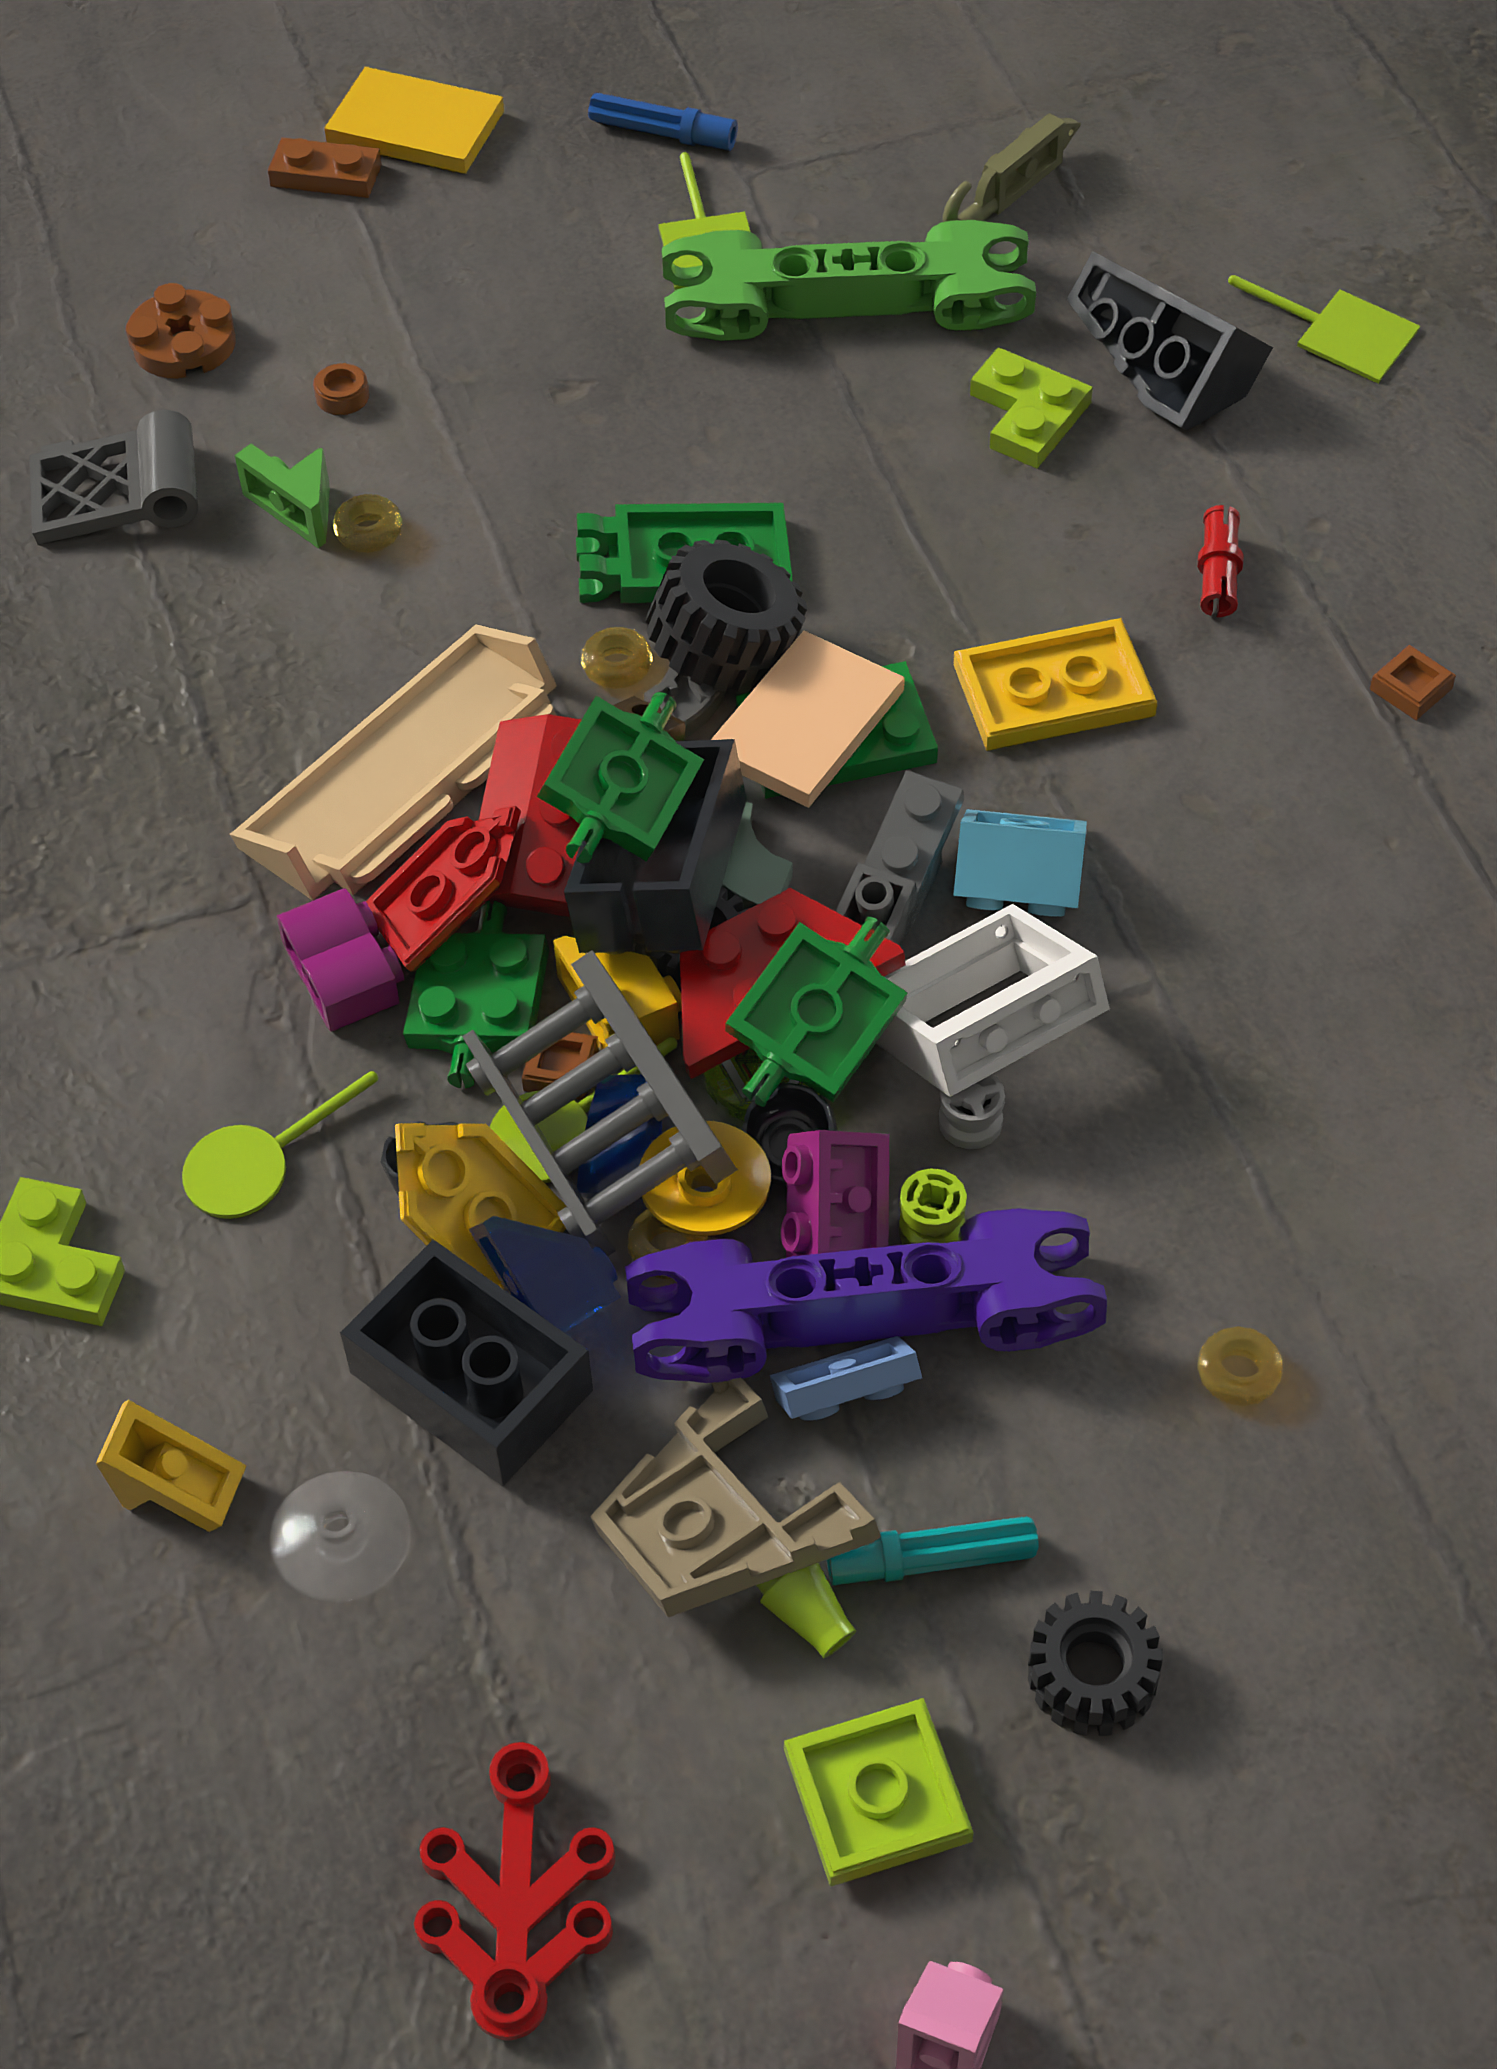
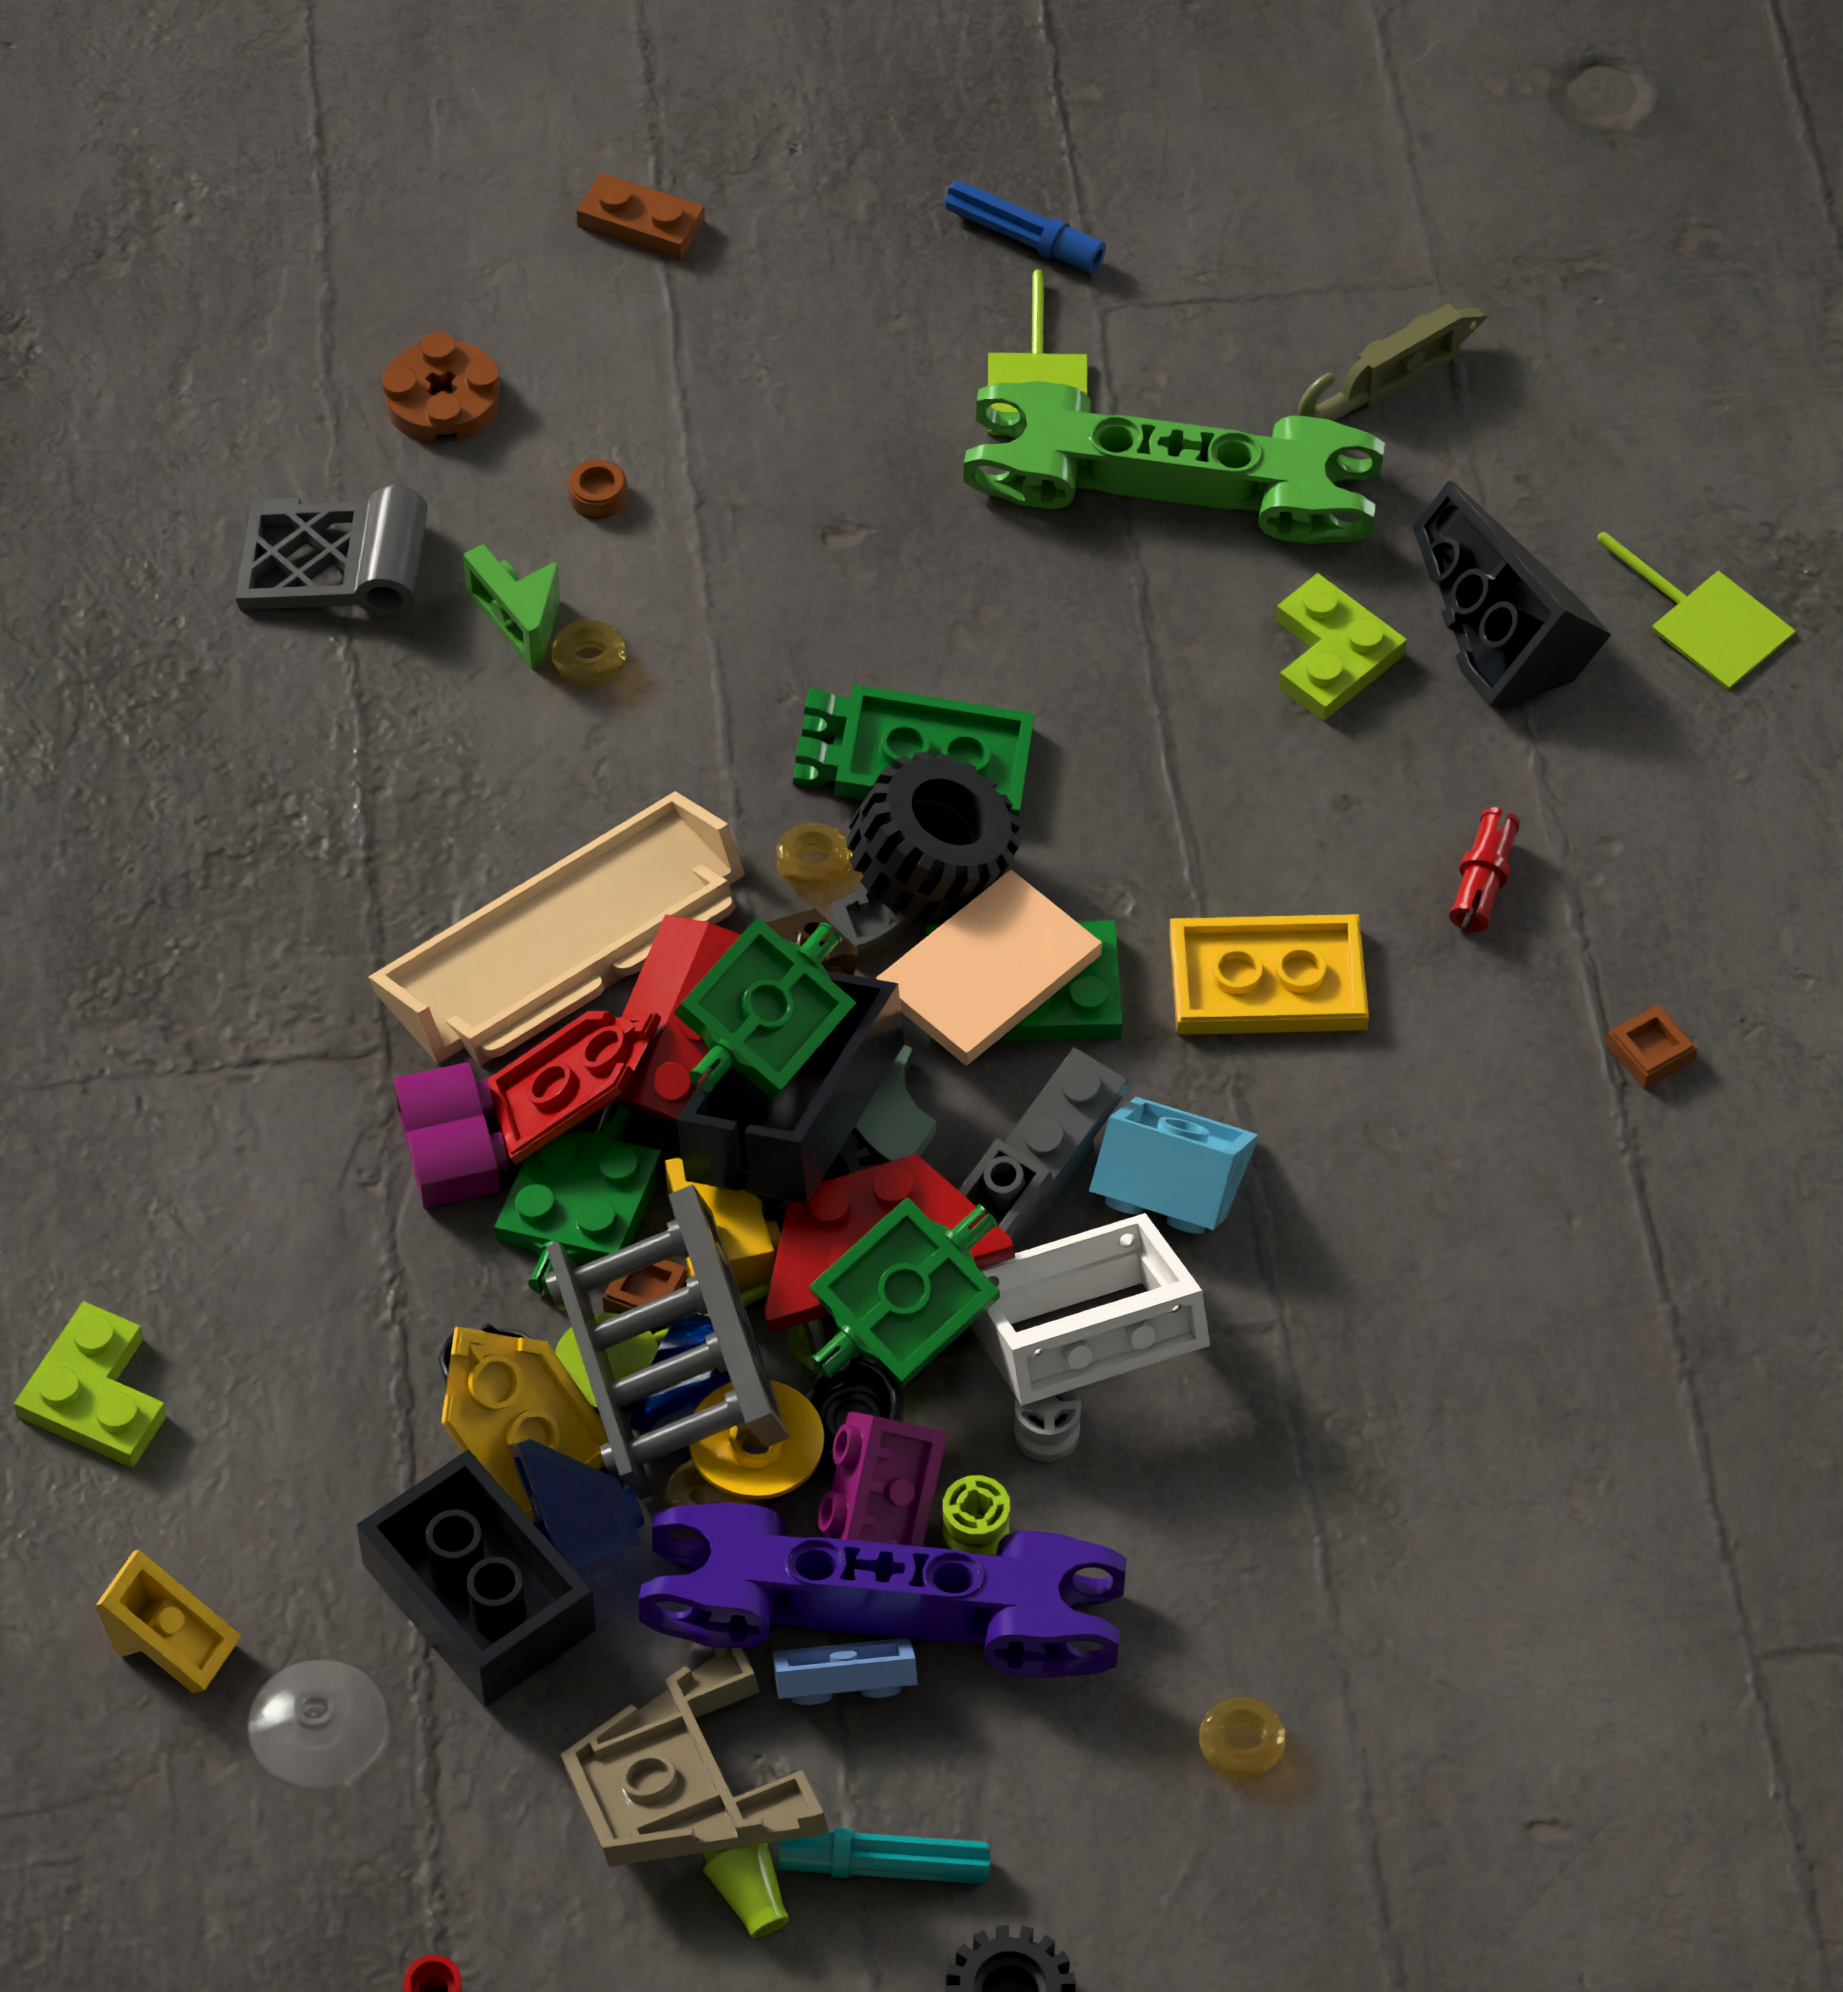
camera: 10 degrees right, 0 degrees up
(244, 1166) = (305, 1332): lime piece -> none
(415, 119) = (752, 174): yellow tile -> none

